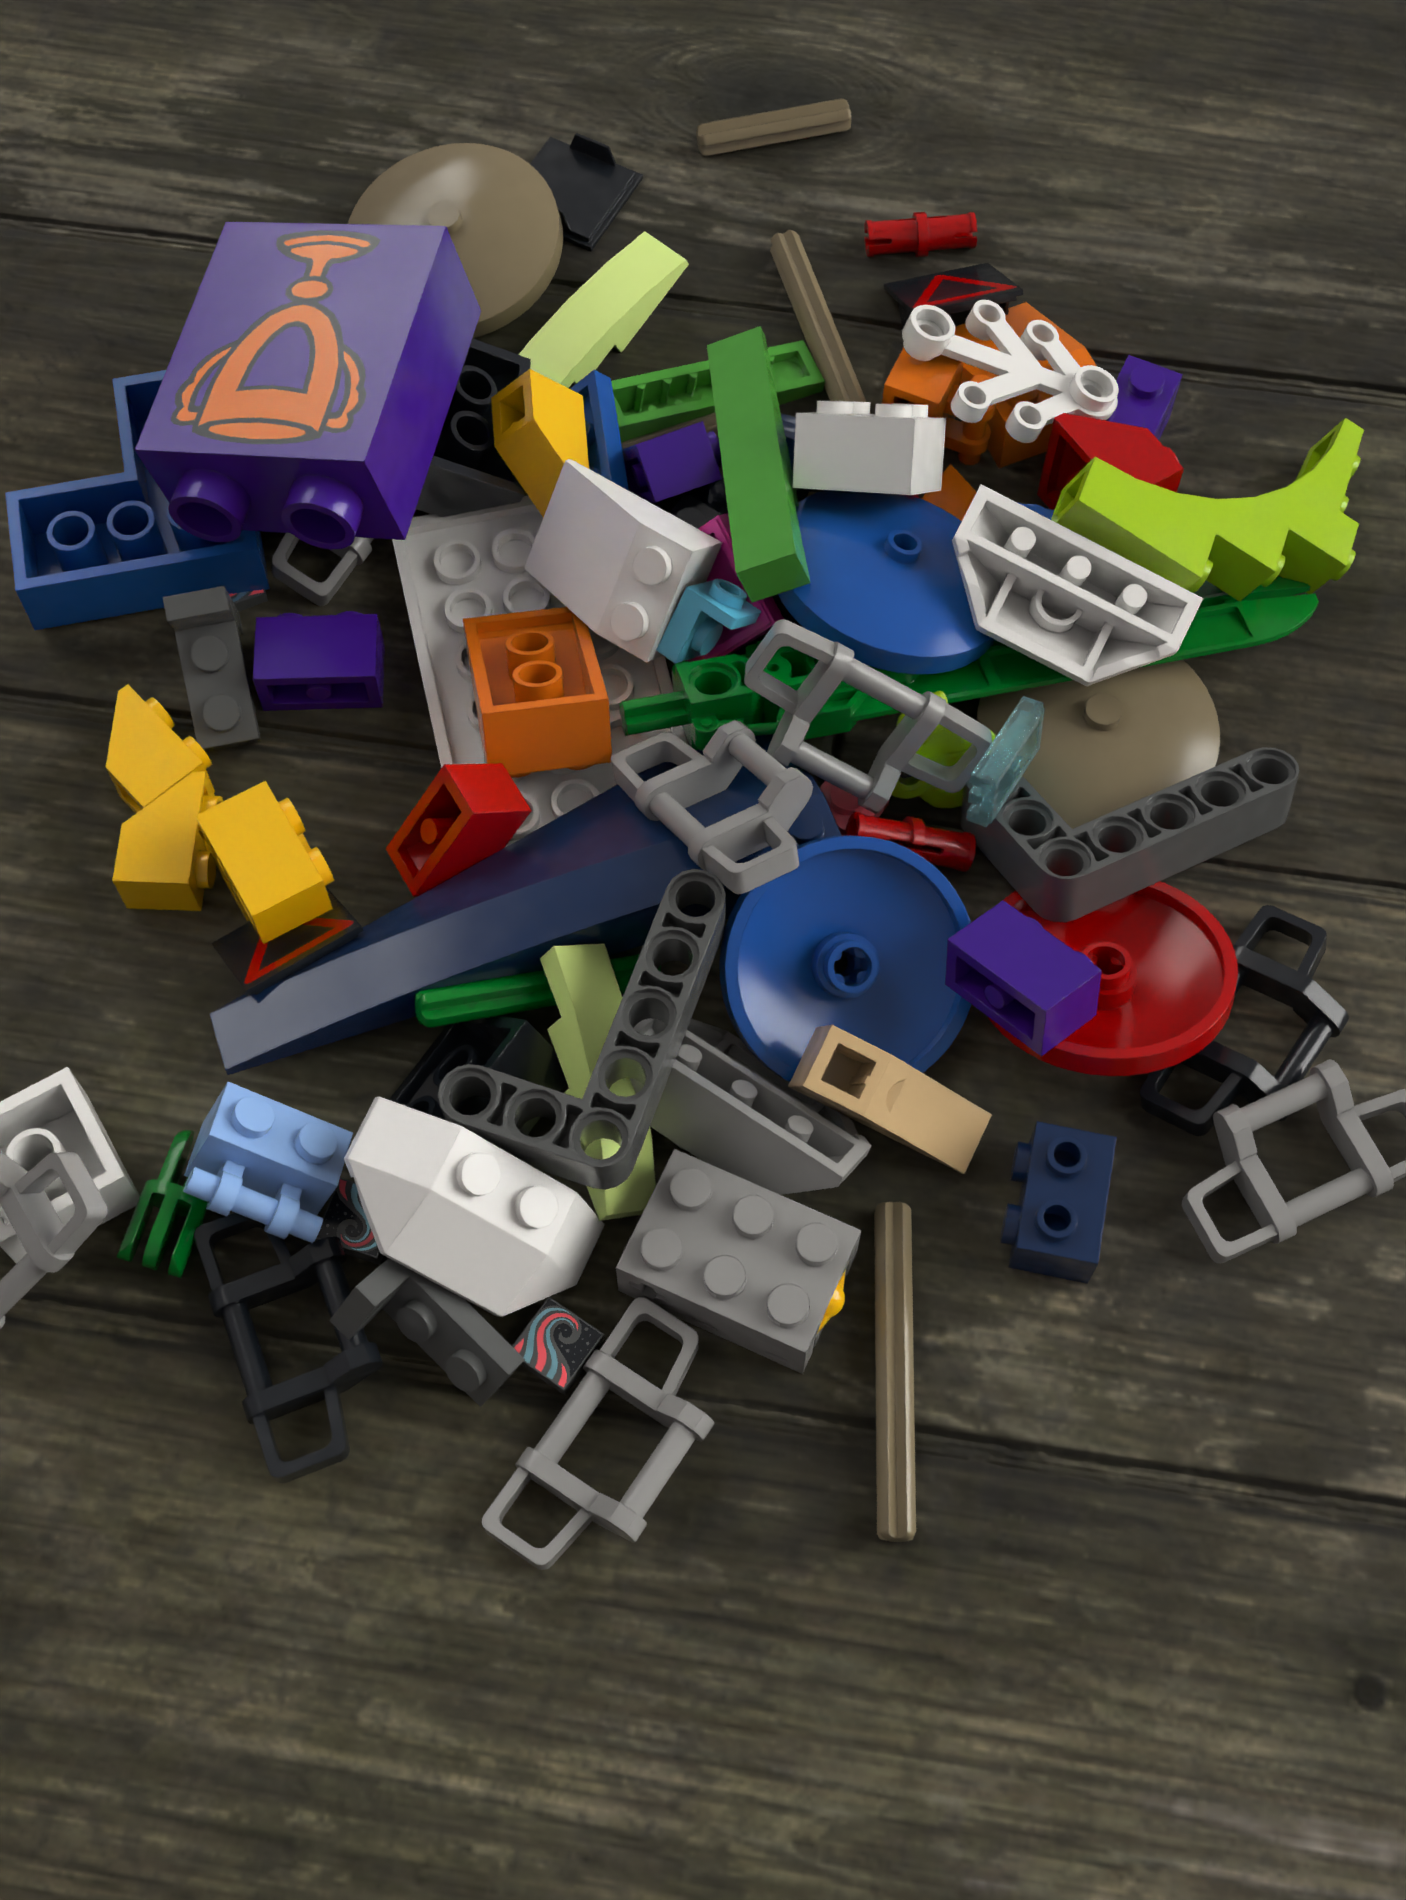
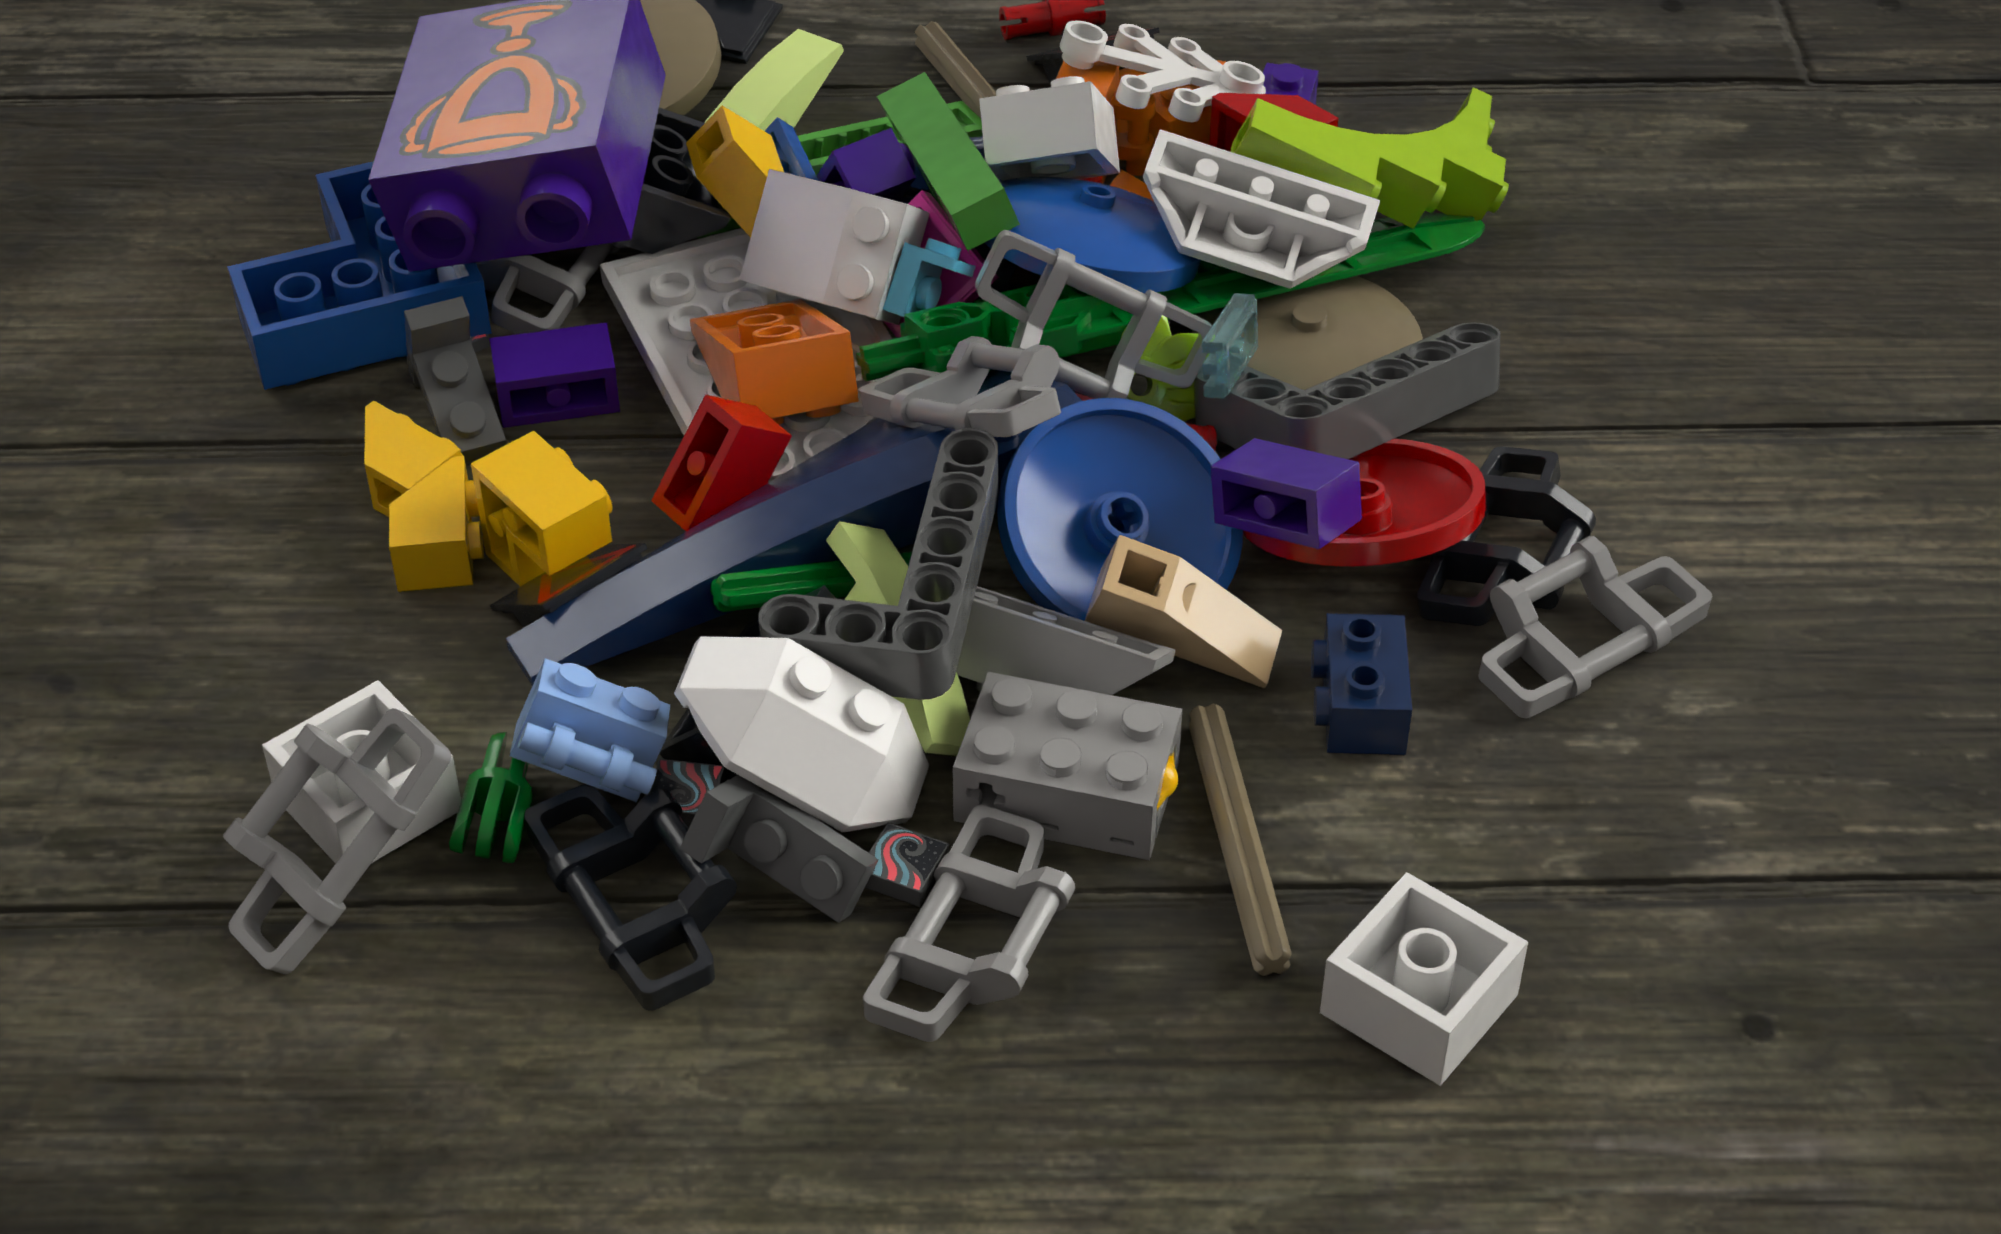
camera: 10 degrees left, 20 degrees down
(1038, 1602) = (1423, 978): none -> white brick

